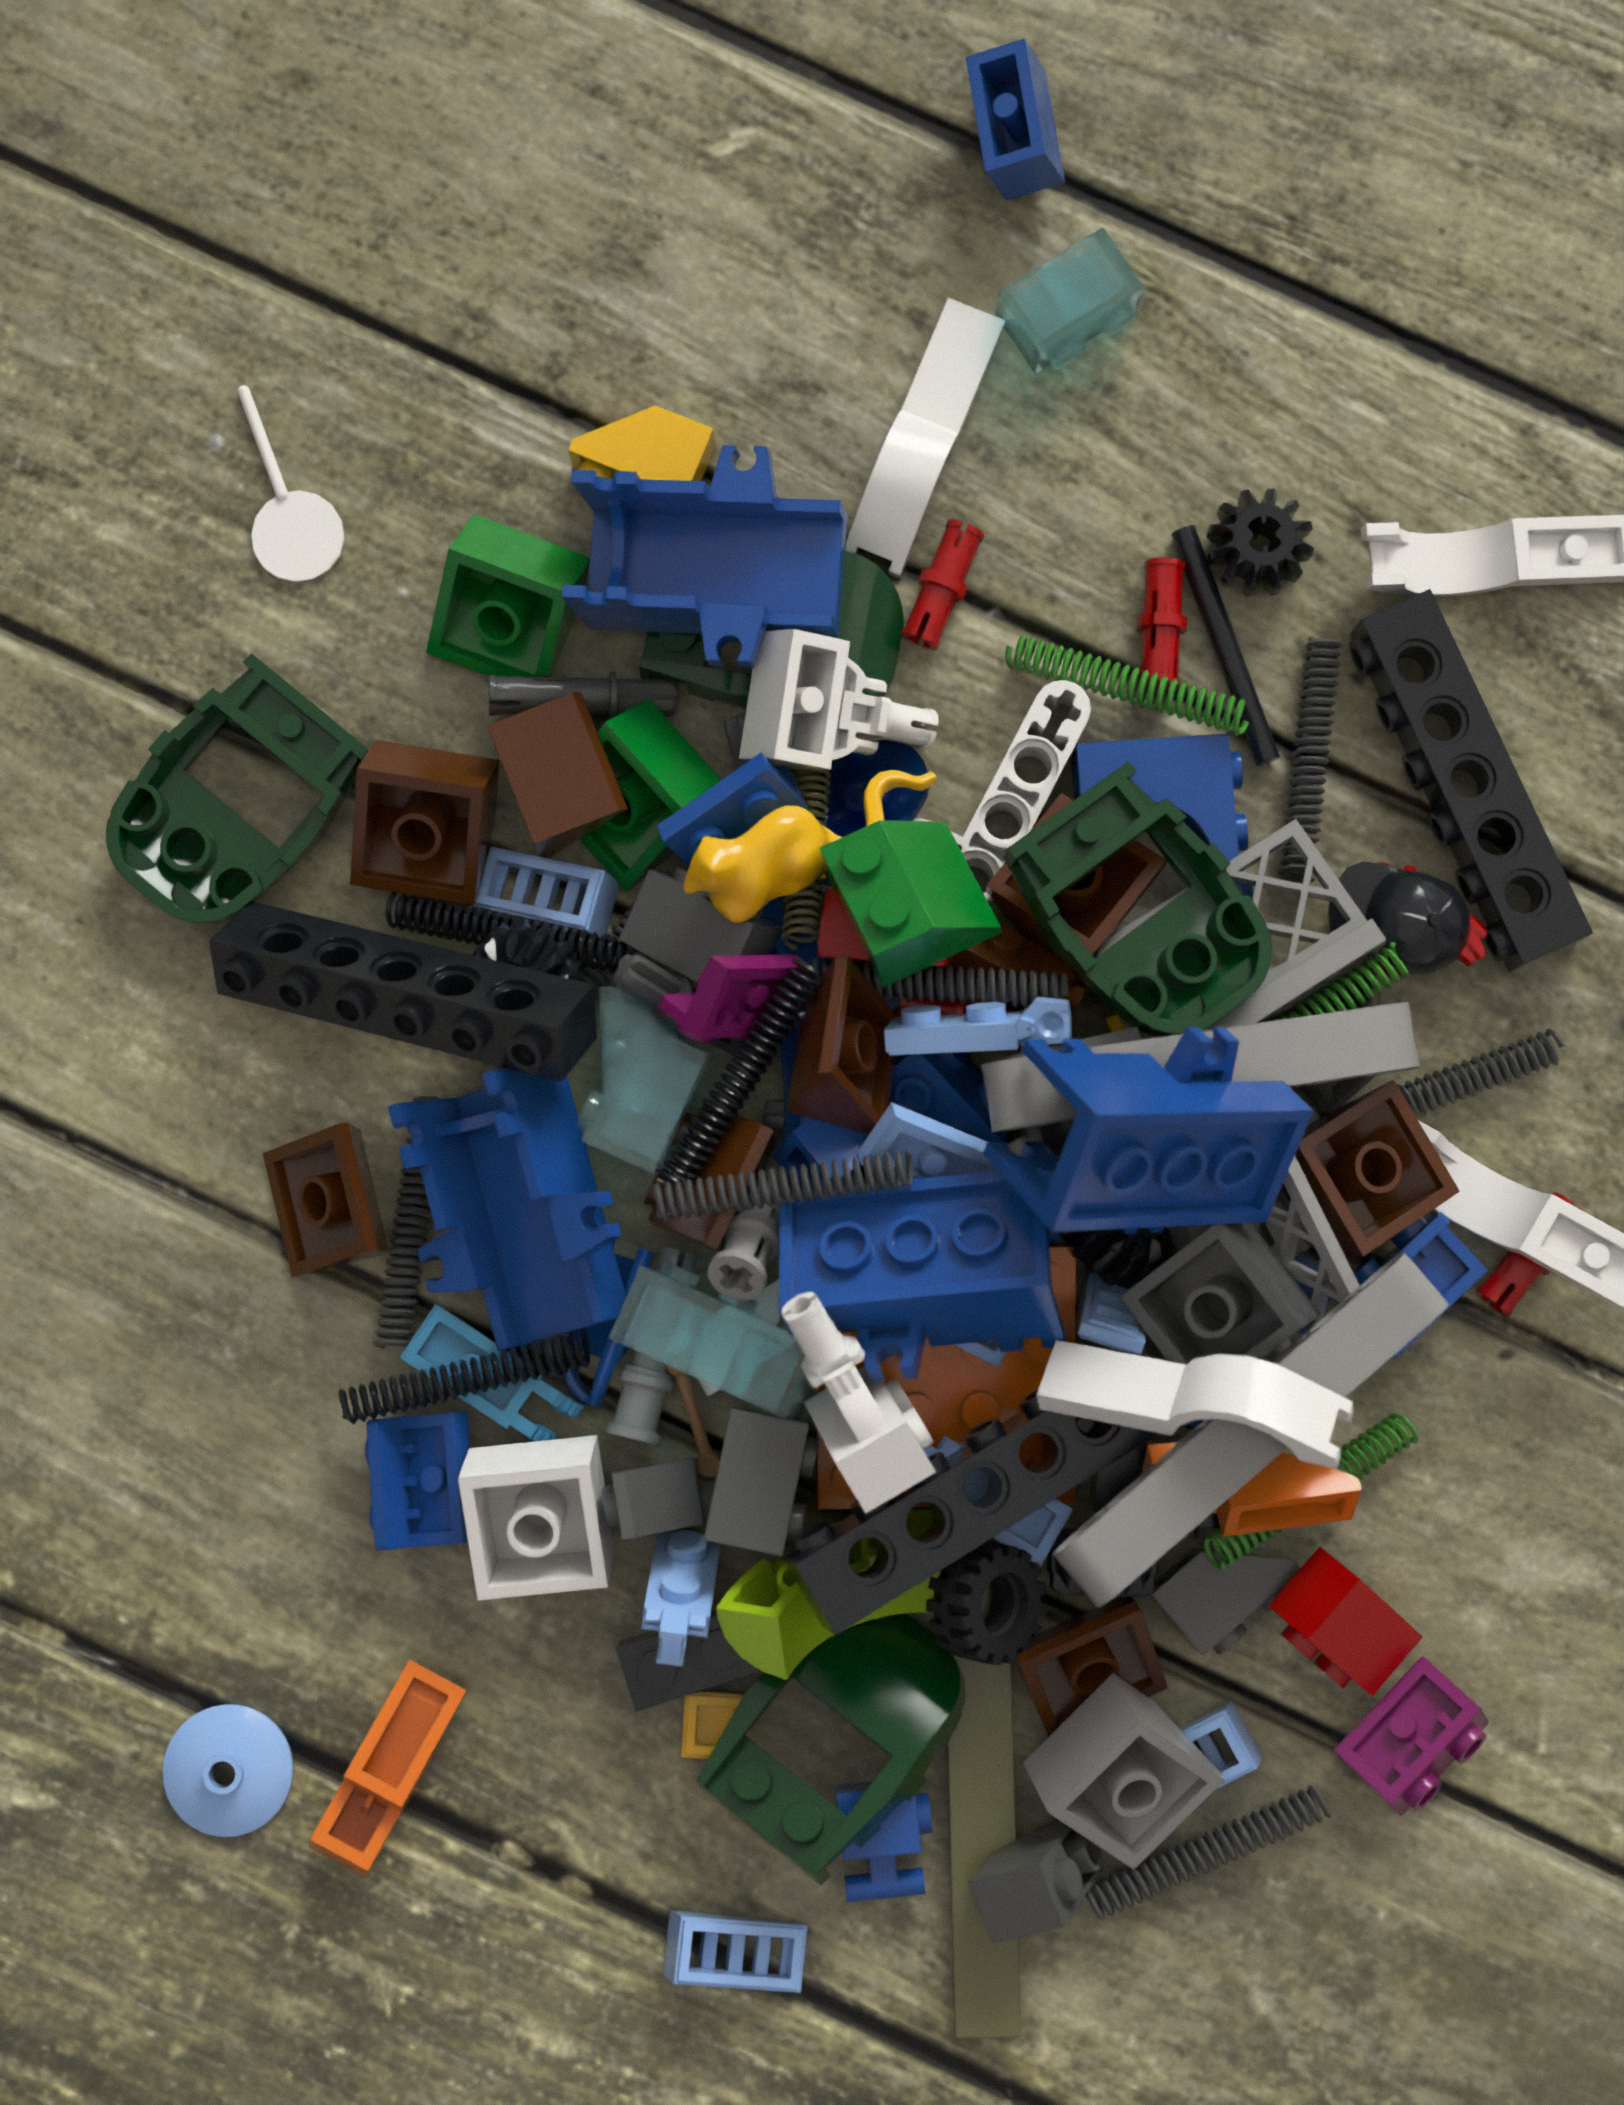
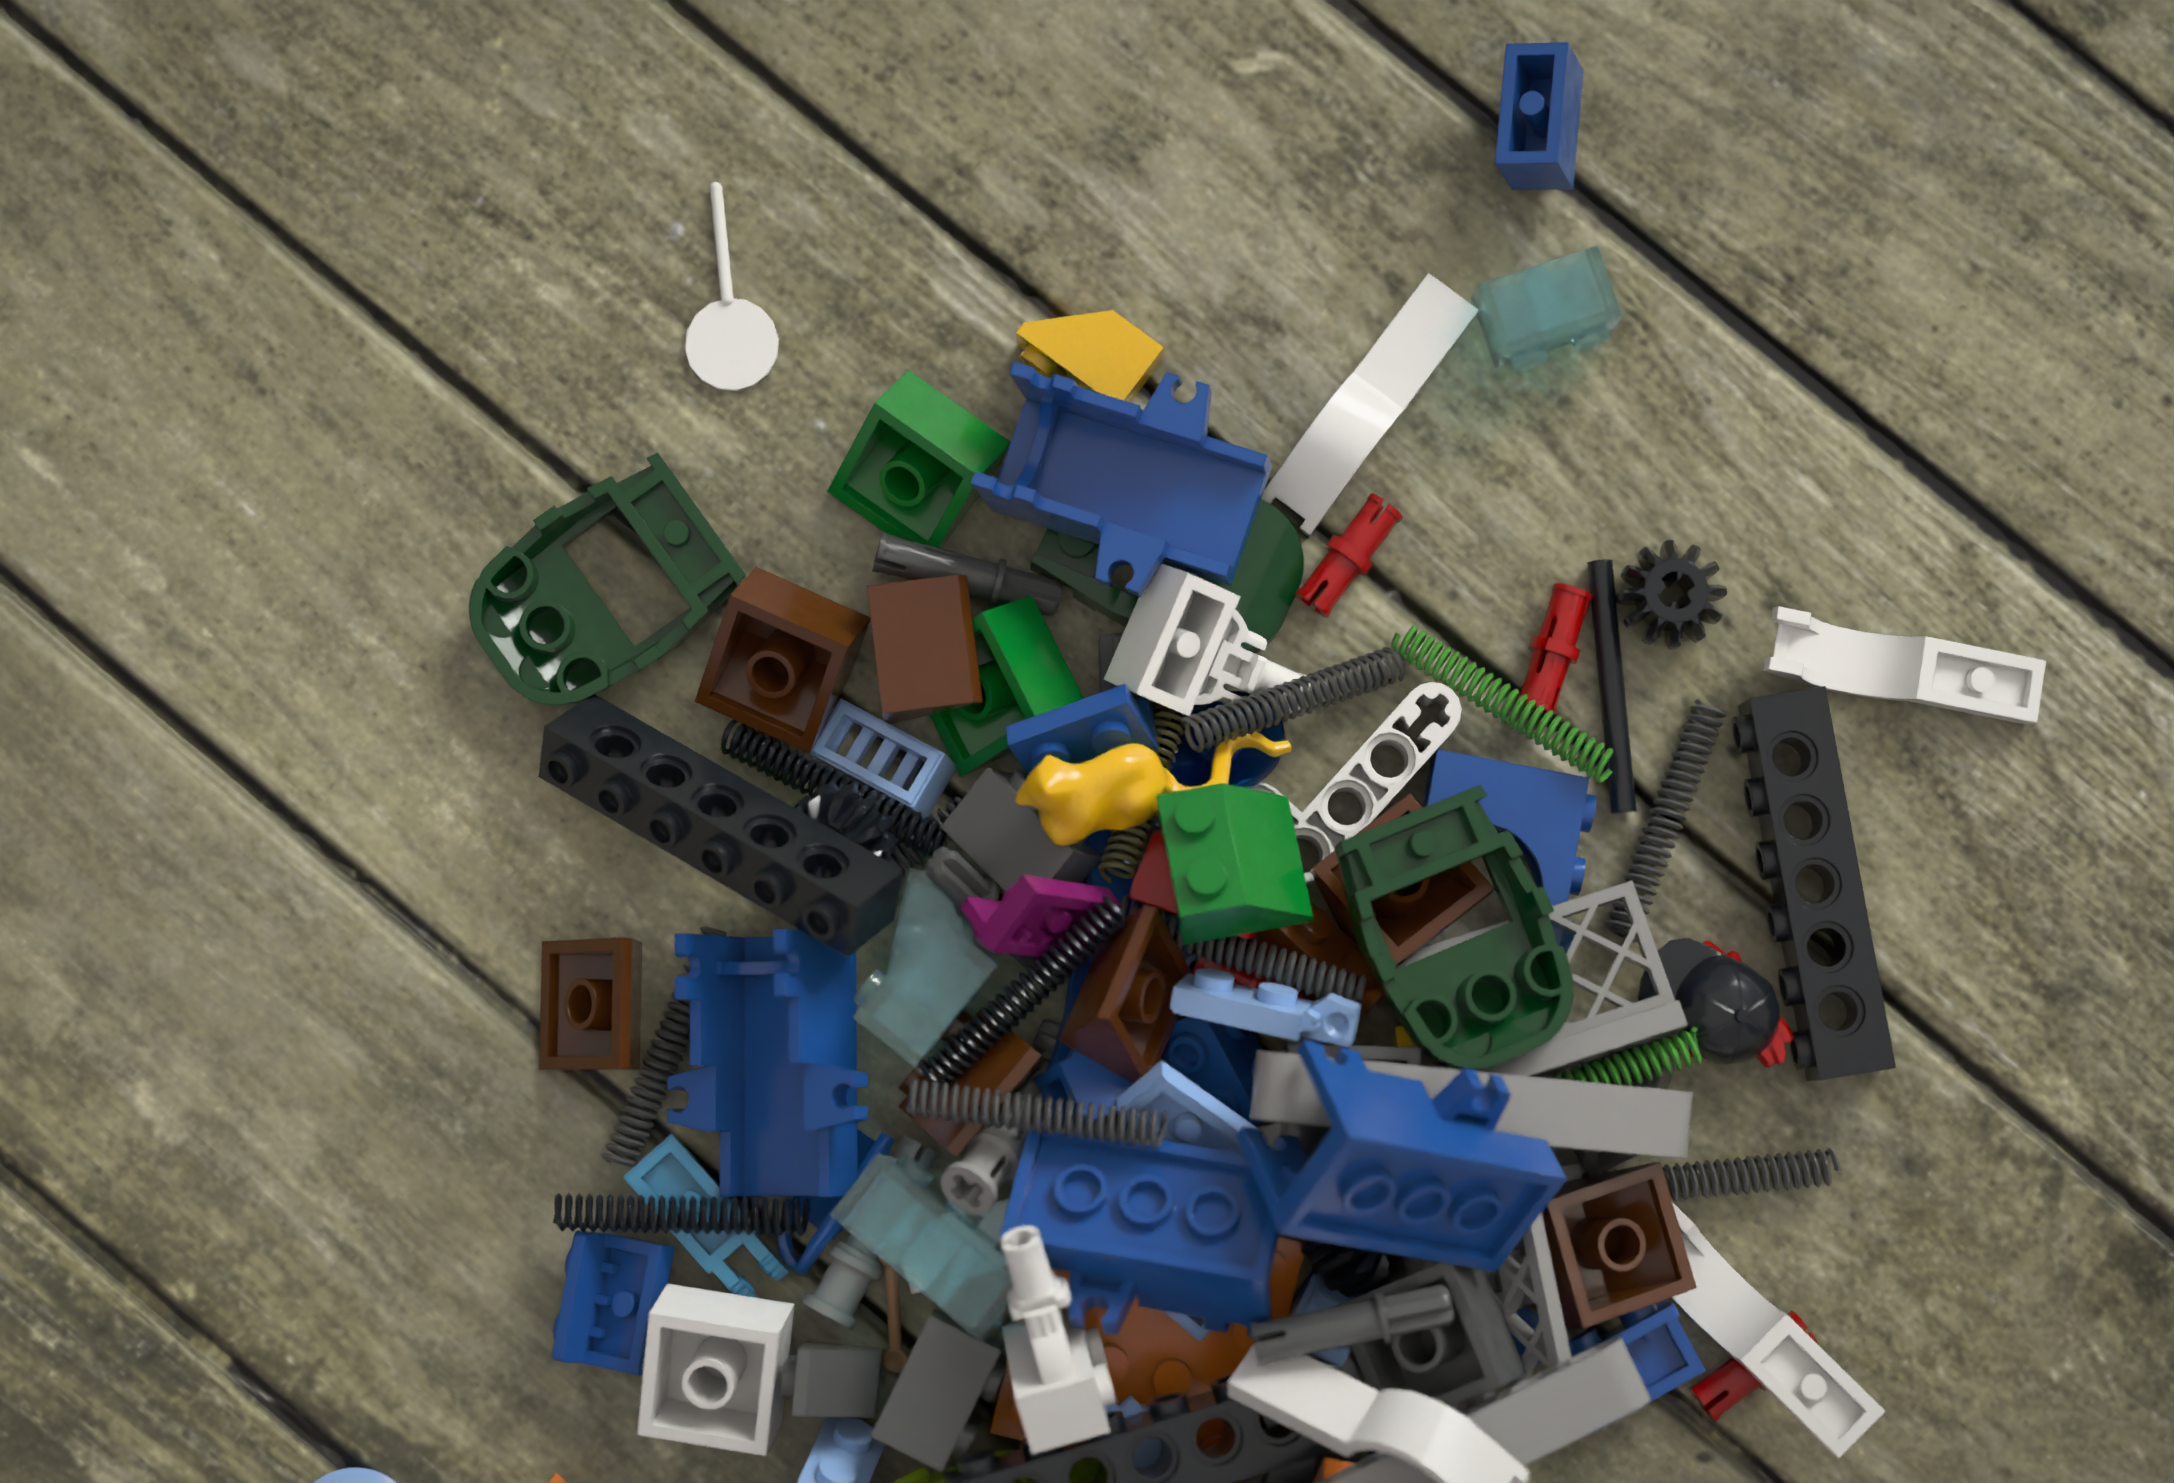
camera: 15 degrees right, 0 degrees up
(925, 734) = (1318, 693): none -> dark grey piece
(1143, 1306) = (1352, 1324): none -> dark grey axle

